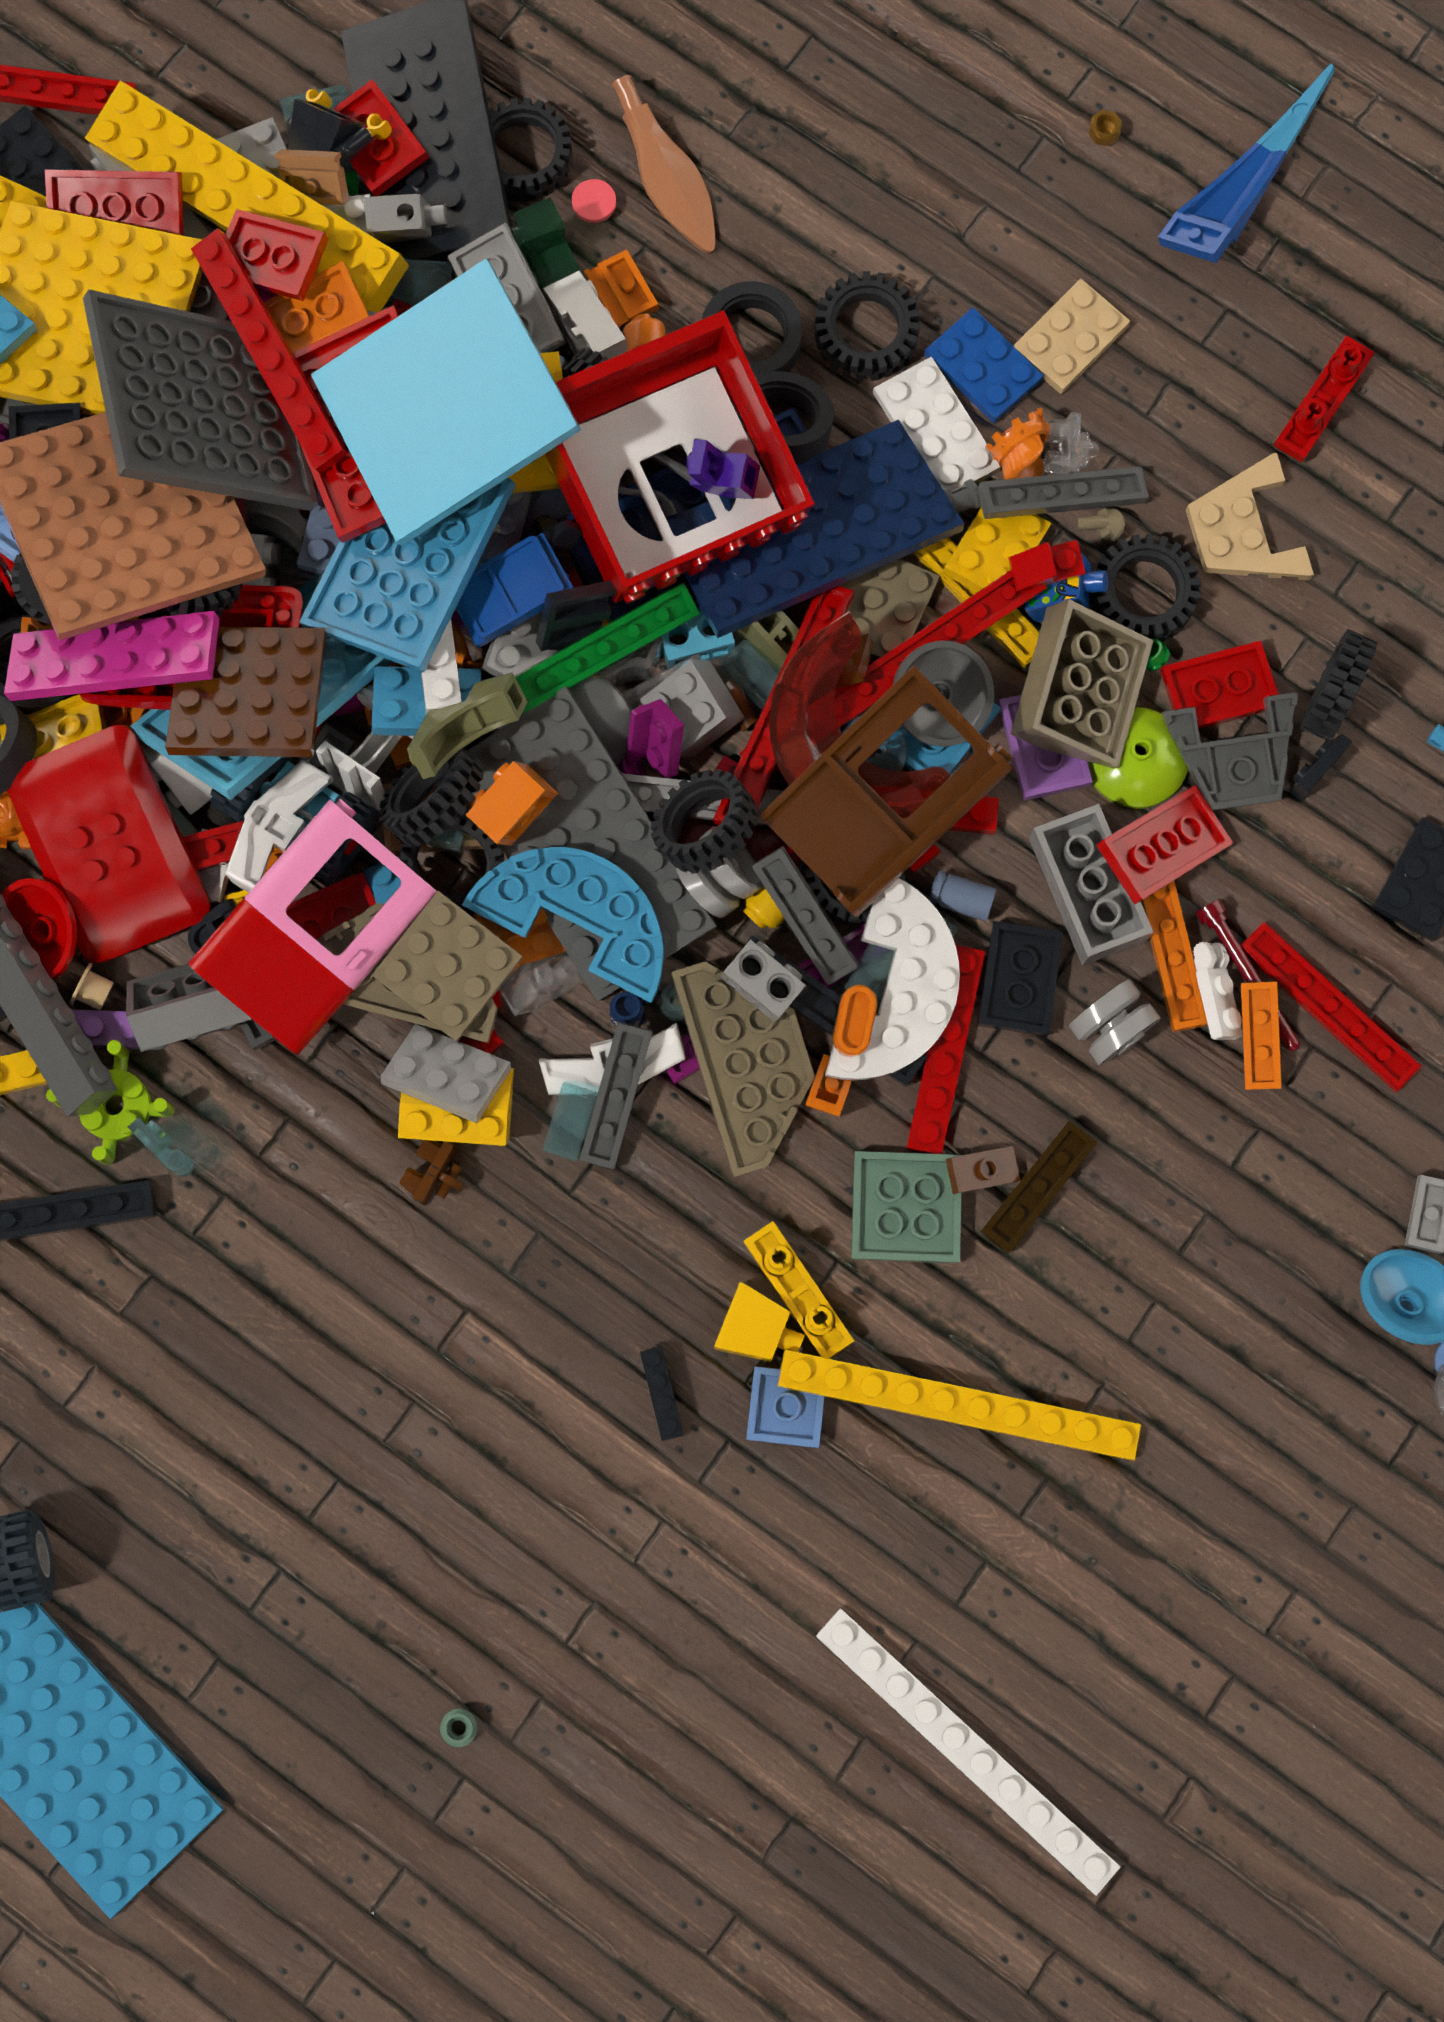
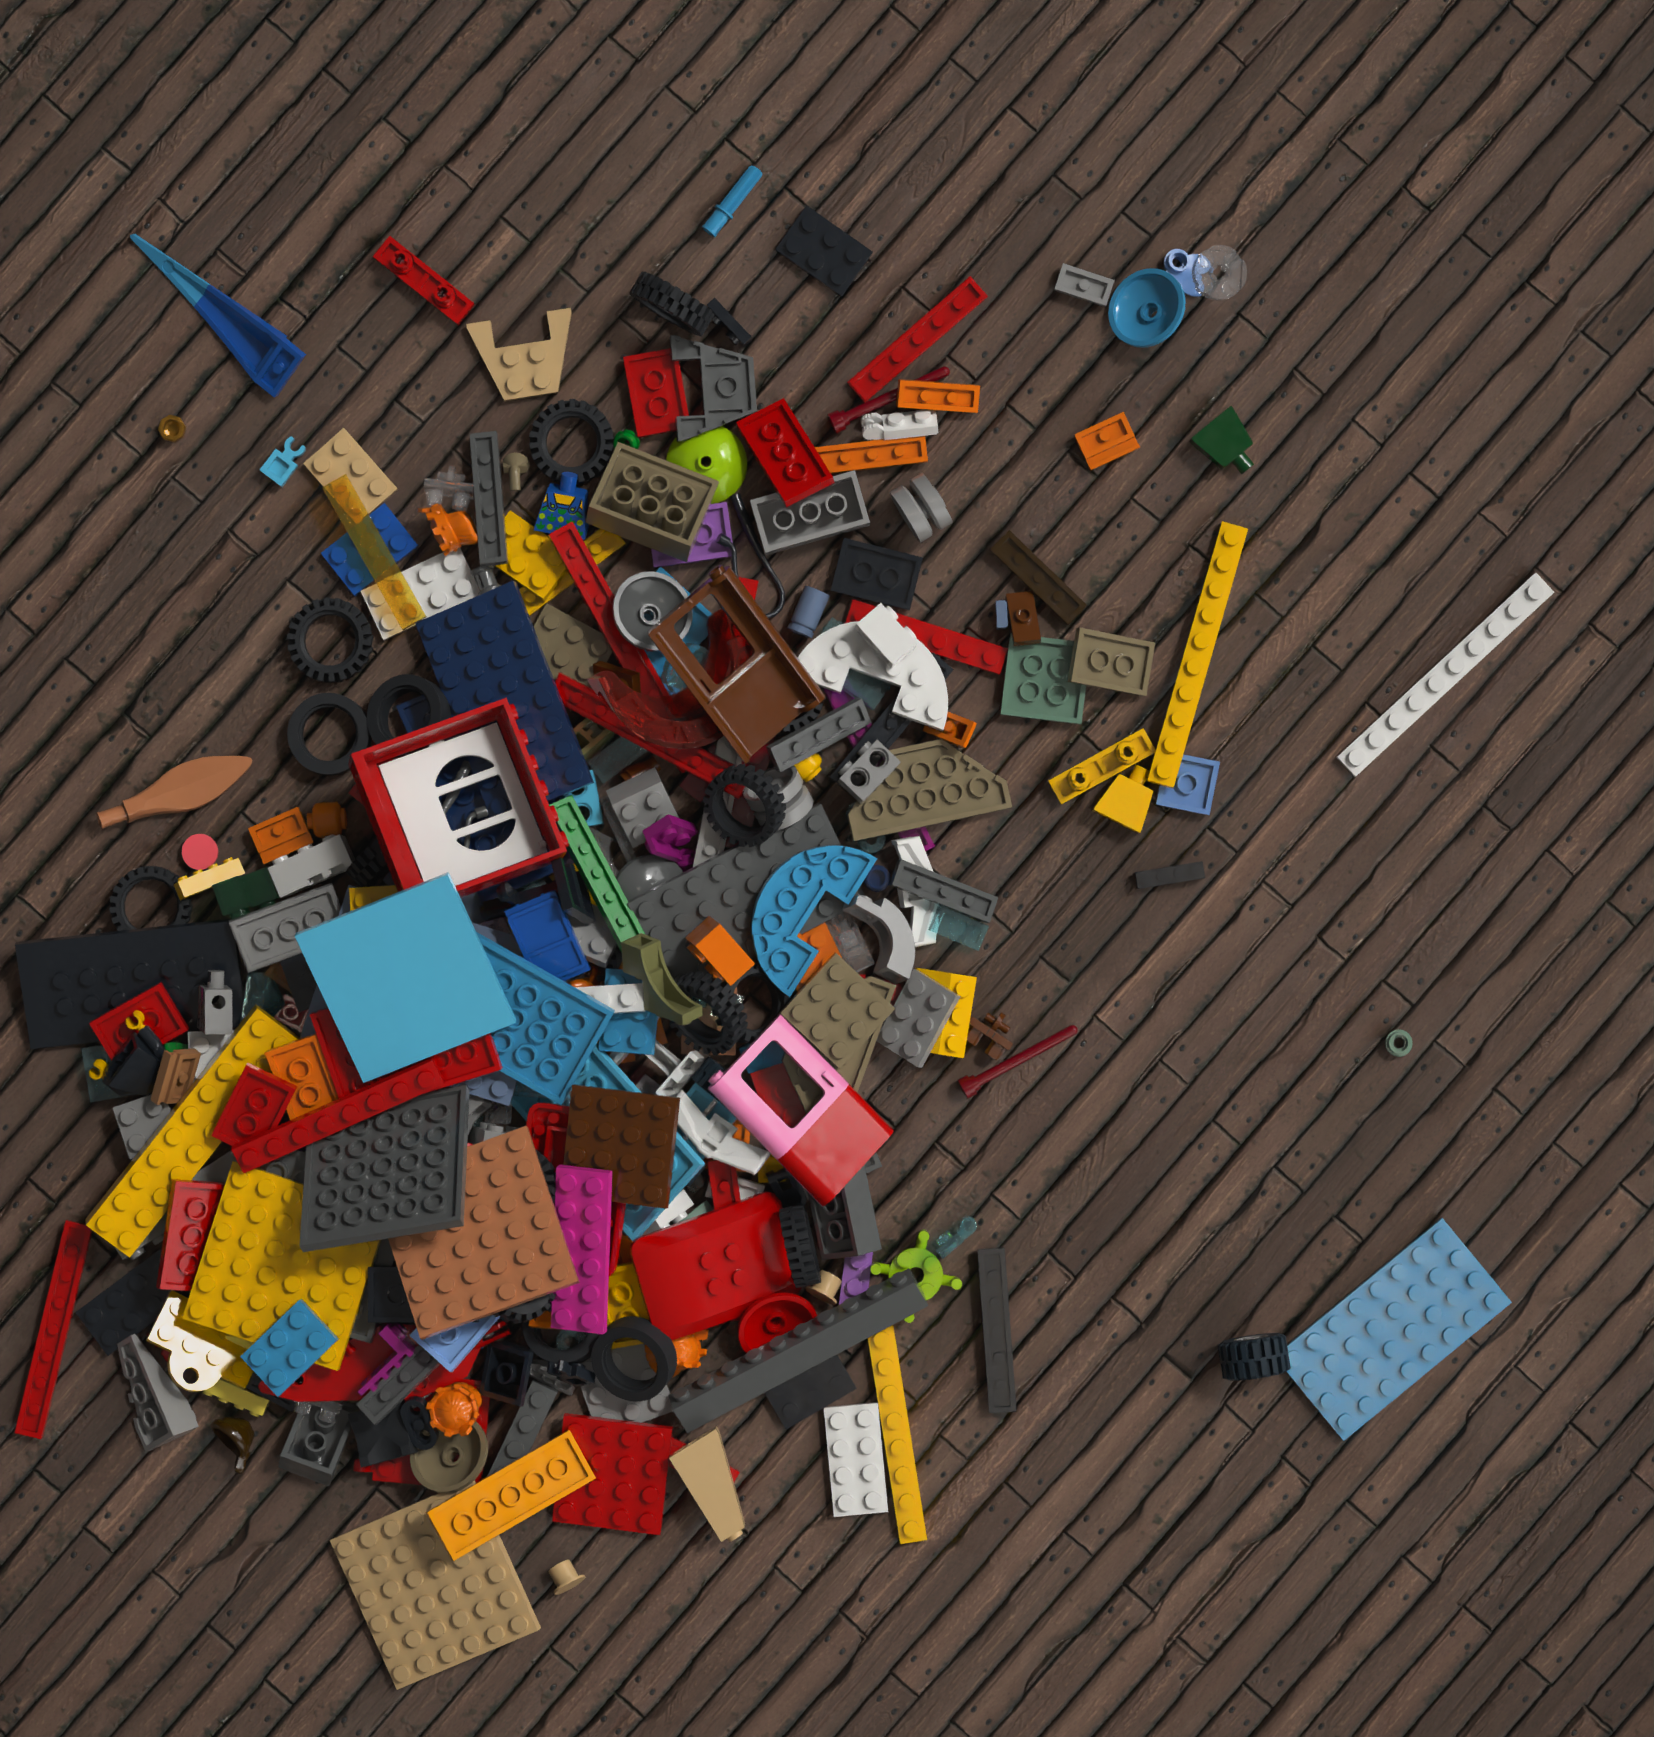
camera: 80 degrees left, 10 degrees up
(138, 945) = (800, 1246): none -> black tyre
(366, 1155) = (972, 1084): none -> dark red piece
(550, 185) = (204, 880): none -> yellow piece
(554, 1038) = (894, 936): none -> light grey arch
(721, 472) = (468, 766): dark purple brick -> none
(855, 1020) = (906, 704): orange tile -> none
(937, 1290) = (1111, 662): none -> dark tan plate
(943, 986) = (886, 635): none -> white brick
(981, 362) = (374, 552): none -> clear yellow plate
(984, 1141) = (1001, 615): none -> sand blue tile
(1041, 781) = (748, 529): none -> black piece
(1046, 565) = (557, 520): red slope -> none
(1076, 252) = (280, 465): none -> medium azure plate
(1228, 1261) = (1106, 441): none -> orange plate
(1247, 1418) = (1225, 441): none -> dark green torso

